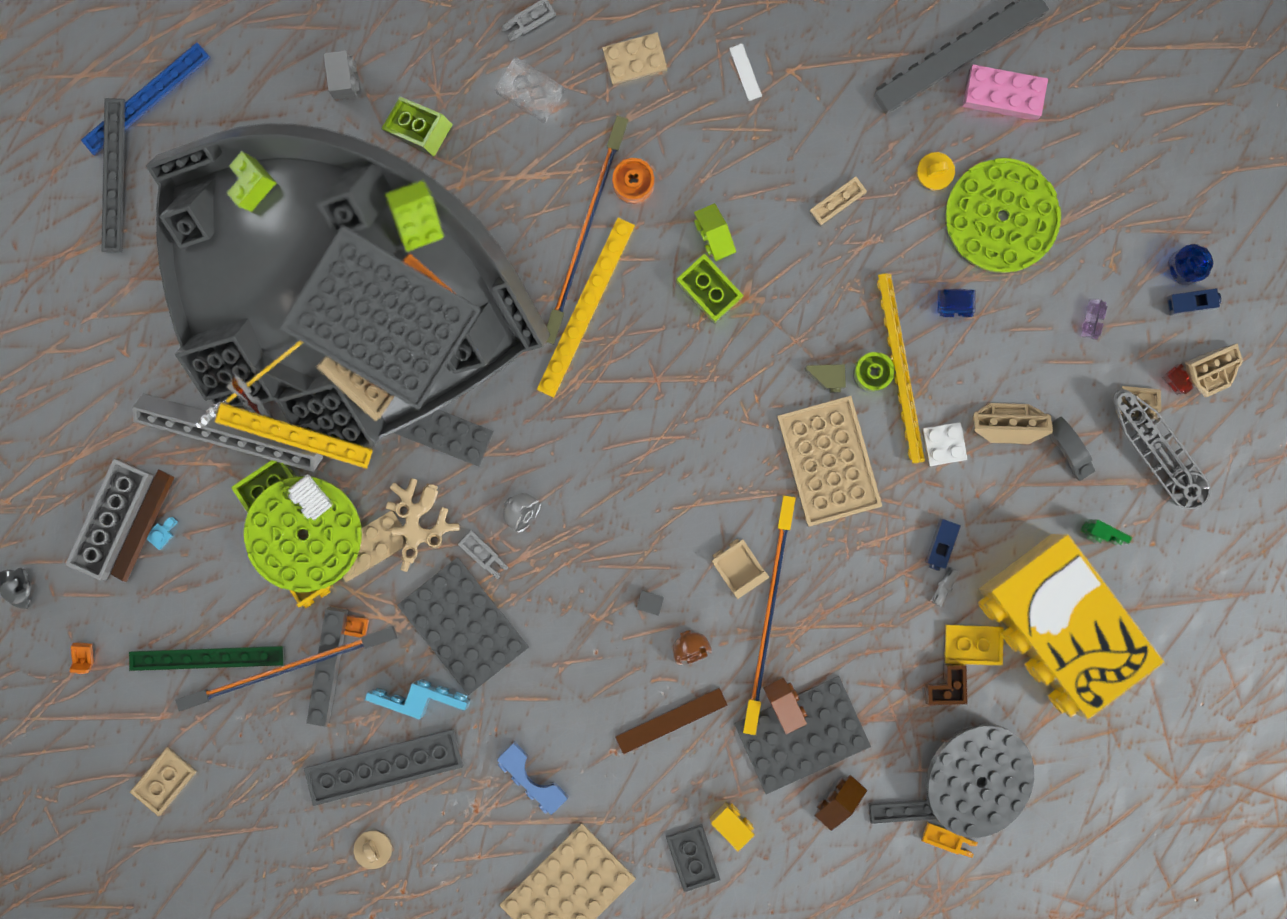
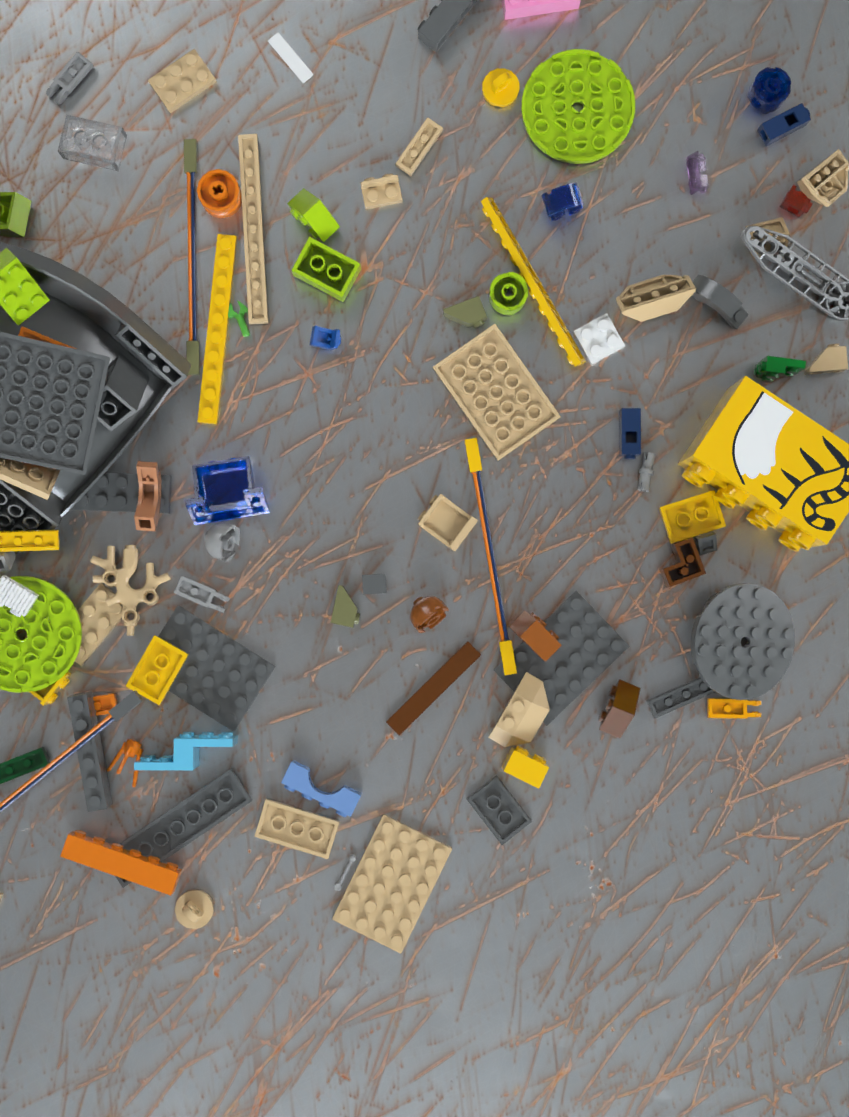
camera: 20 degrees left, 0 degrees up
(321, 782) = (121, 862): none -> orange brick
(366, 677) = (130, 749): none -> orange plant
(417, 612) = (157, 670): none -> yellow plate
(466, 446) = (149, 496): none -> nougat arch
(496, 808) = (297, 828): none -> tan plate
(515, 876) = (338, 886): none -> light grey hinge
(540, 465) = (225, 491): none -> clear blue windscreen
(611, 304) = (240, 317): none -> bright green bar
(613, 617) = (344, 609): none -> olive slope
(653, 224) = (253, 229): none -> tan plate
(685, 352) = (325, 338): none -> blue bracket
(747, 775) = (522, 714): none -> tan wedge
(787, 231) = (381, 191): none -> tan bracket
(978, 674) = (706, 543): none -> dark grey plate
(1156, 542) = (830, 360): none -> tan slope

